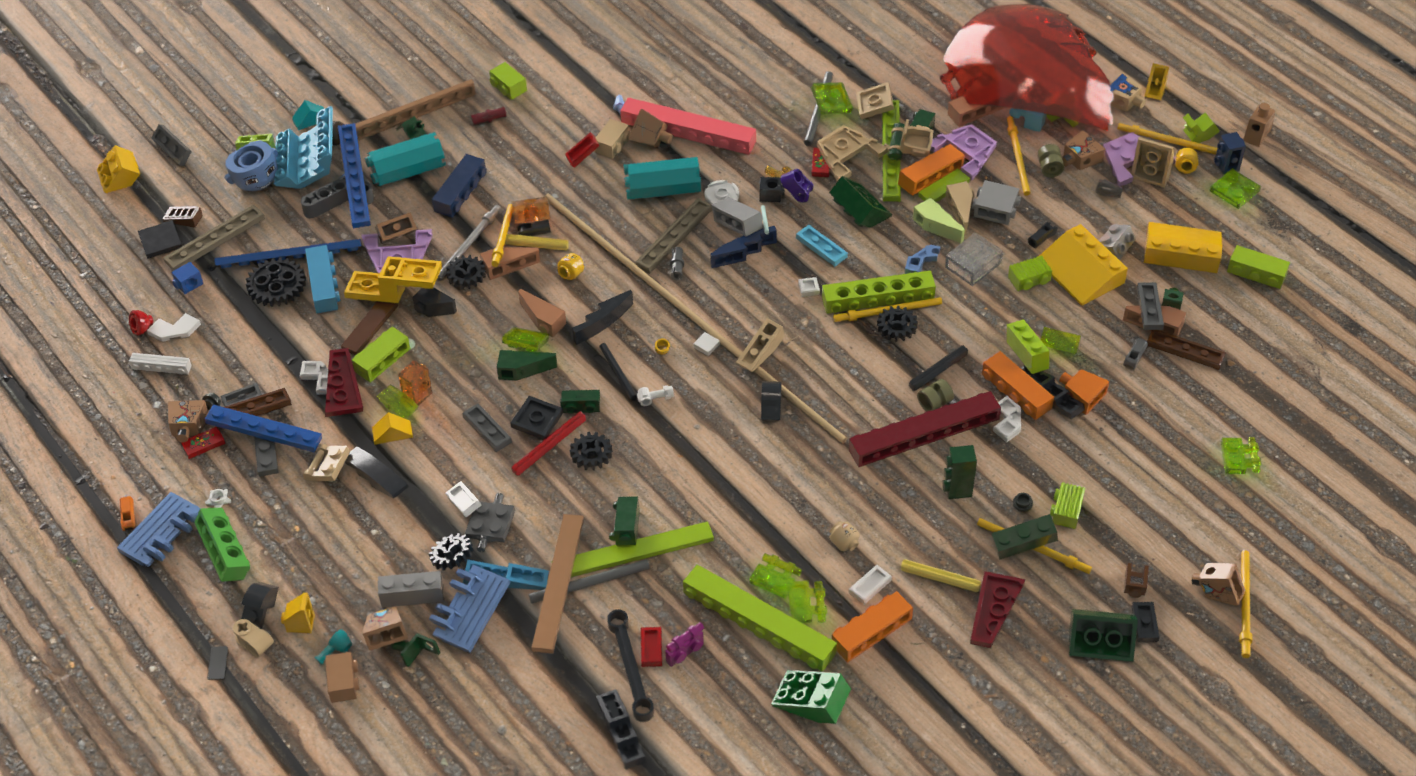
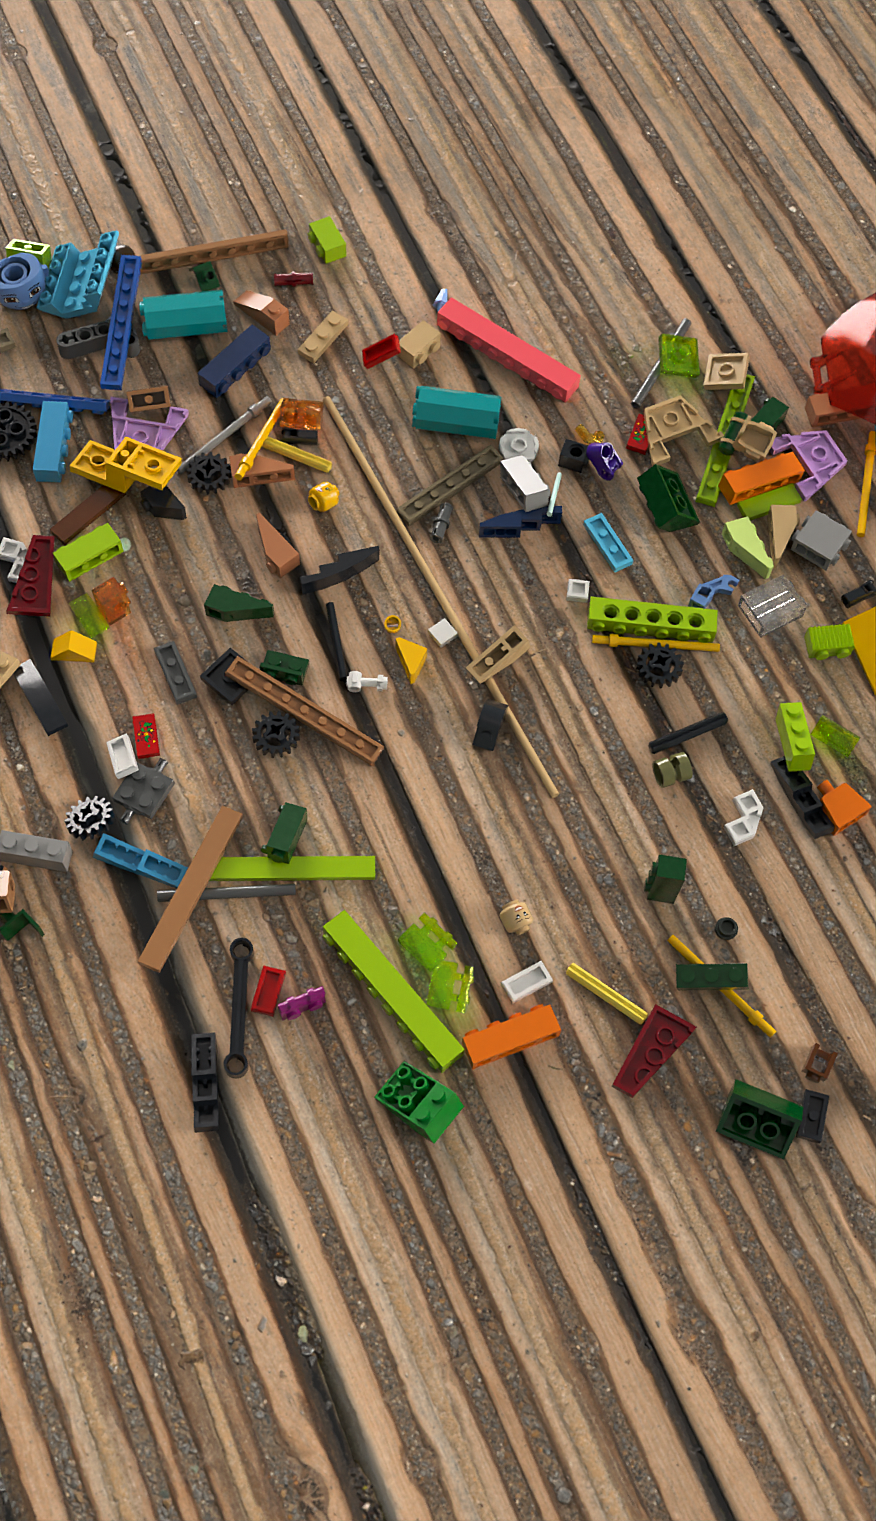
camera: 10 degrees right, 15 degrees up
(306, 115) = (99, 224): teal slope -> none
(472, 143) = (264, 310): none -> nougat slope
(472, 611) = (91, 893): medium blue hinge -> none
(478, 480) = (146, 736): none -> red tile
(525, 338) = (246, 576): clear neon green plate -> none
(528, 152) = (323, 336): none -> tan plate
(547, 444) = (224, 716): red axle -> none
(610, 427) = (304, 710): none -> medium nougat tile
(649, 130) = (462, 345): medium nougat torso -> none
(685, 366) = (411, 656): none -> yellow slope
(924, 428) = (647, 807): dark red brick -> none
(1017, 385) = (768, 781): orange brick -> none
(1068, 505) = (774, 948): lime brick -> none

